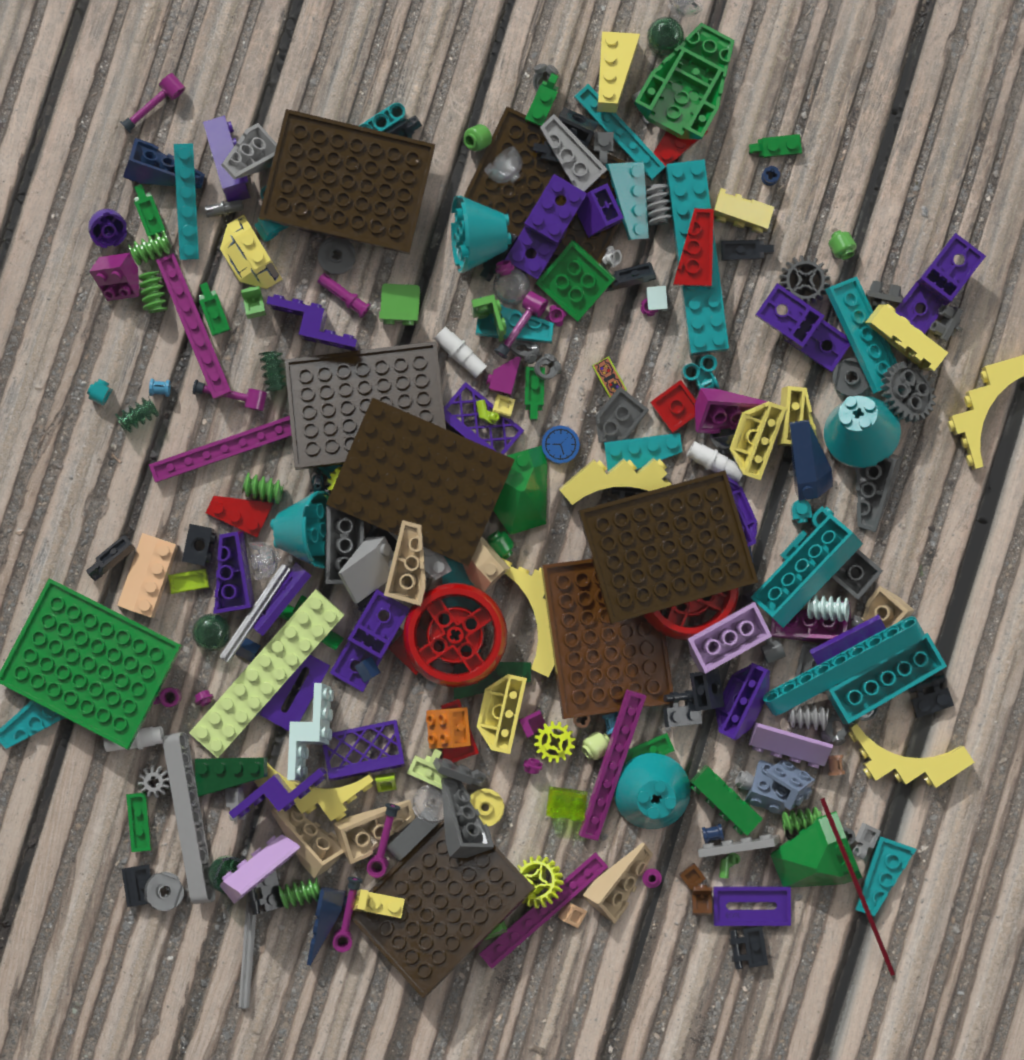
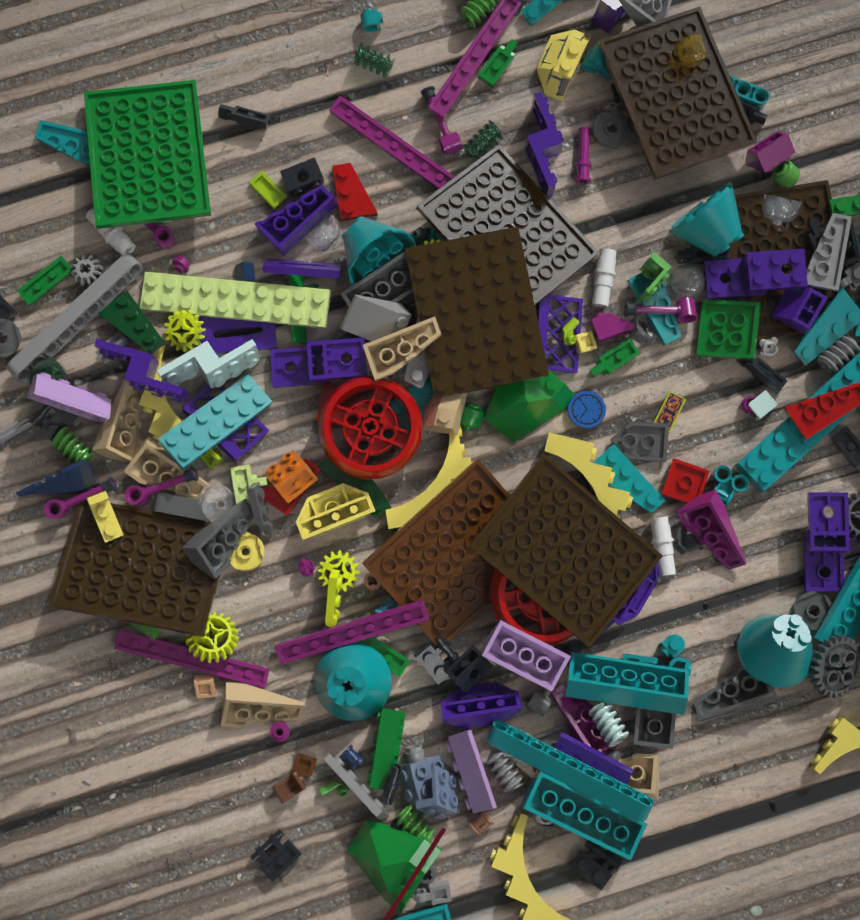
camera: 55 degrees right, 5 degrees down
(148, 575) = (250, 156): light nougat slope -> none
(159, 387) = (407, 63): dark azure bush -> none
(211, 632) = (239, 235): clear green cylinder -> none
(224, 208) = (585, 17): dark grey axle -> none
(253, 302) = (525, 91): bright green bracket -> none
(255, 613) = (277, 256): light grey axle -> none
(261, 726) = (184, 339): none -> neon yellow gear
(262, 488) = (382, 197): bright green piece -> none
(322, 146) = (691, 50): none -> clear yellow helmet
(360, 760) = (214, 421): none -> teal plate
(367, 669) = (294, 377): dark blue slope -> none
(399, 304) = (607, 204): bright green bracket -> none
(451, 139) = (770, 152): none -> magenta slope
(504, 267) = (698, 264): magenta plate -> none
(532, 723) = (341, 542): magenta panel -> none
(548, 358) = (643, 363): dark grey piece -> none
(560, 312) = (688, 330): magenta plate -> none
(566, 803) = (293, 616): clear neon green bracket -> none
(575, 761) = (333, 598): none -> neon yellow plate
(595, 745) = (358, 607): yellowish green head -> none
(756, 438) = (707, 564): light yellow wedge -> none
(757, 816) = (391, 784): none -> black pin
(768, 917) = (338, 850): dark purple piece -> none
(798, 409) = (745, 588): light yellow wedge -> none
(810, 465) = (717, 625): dark blue wedge -> none
(827, 735) = (501, 798): dark grey piece -> none

